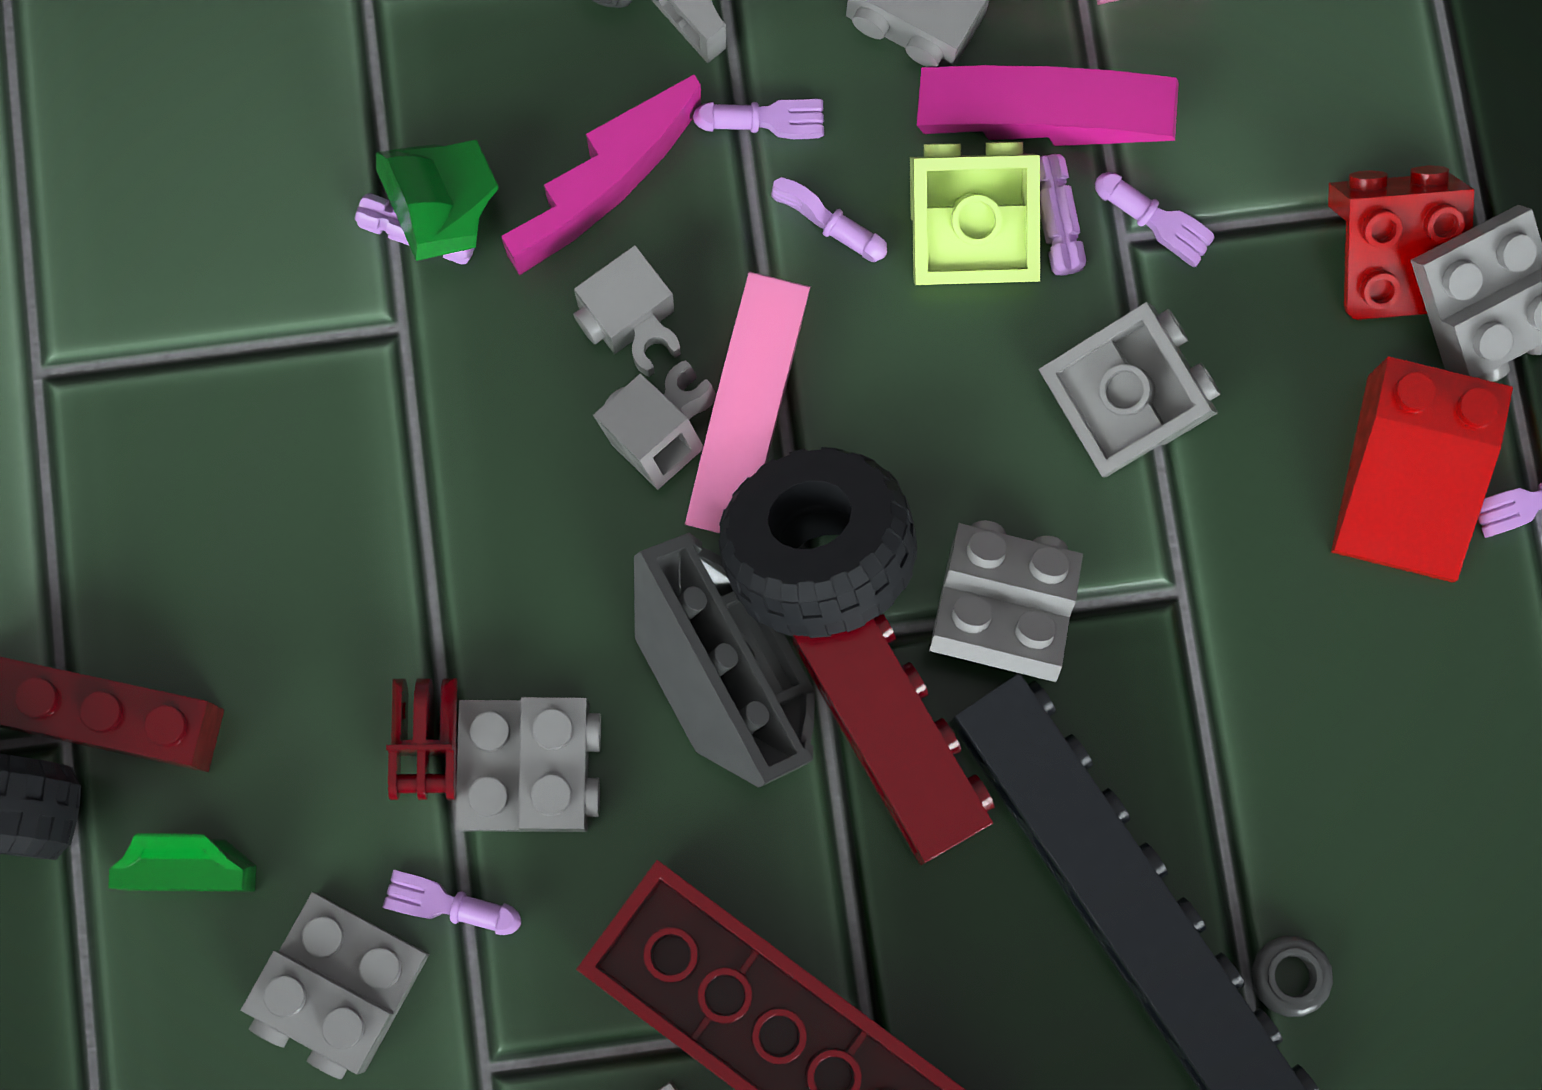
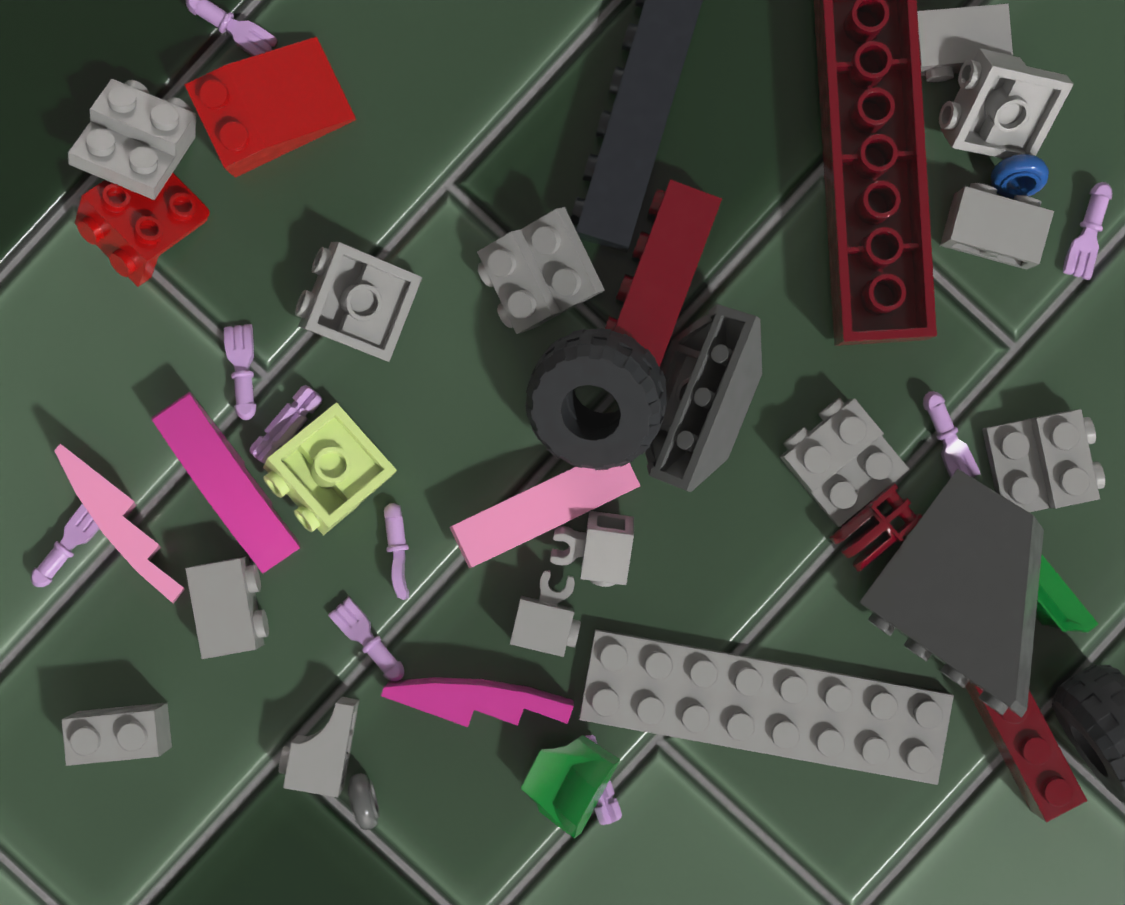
camera: 125 degrees left, 10 degrees up
(268, 768) = (967, 591): none -> dark grey slope
(334, 467) = (766, 706): none -> light grey plate

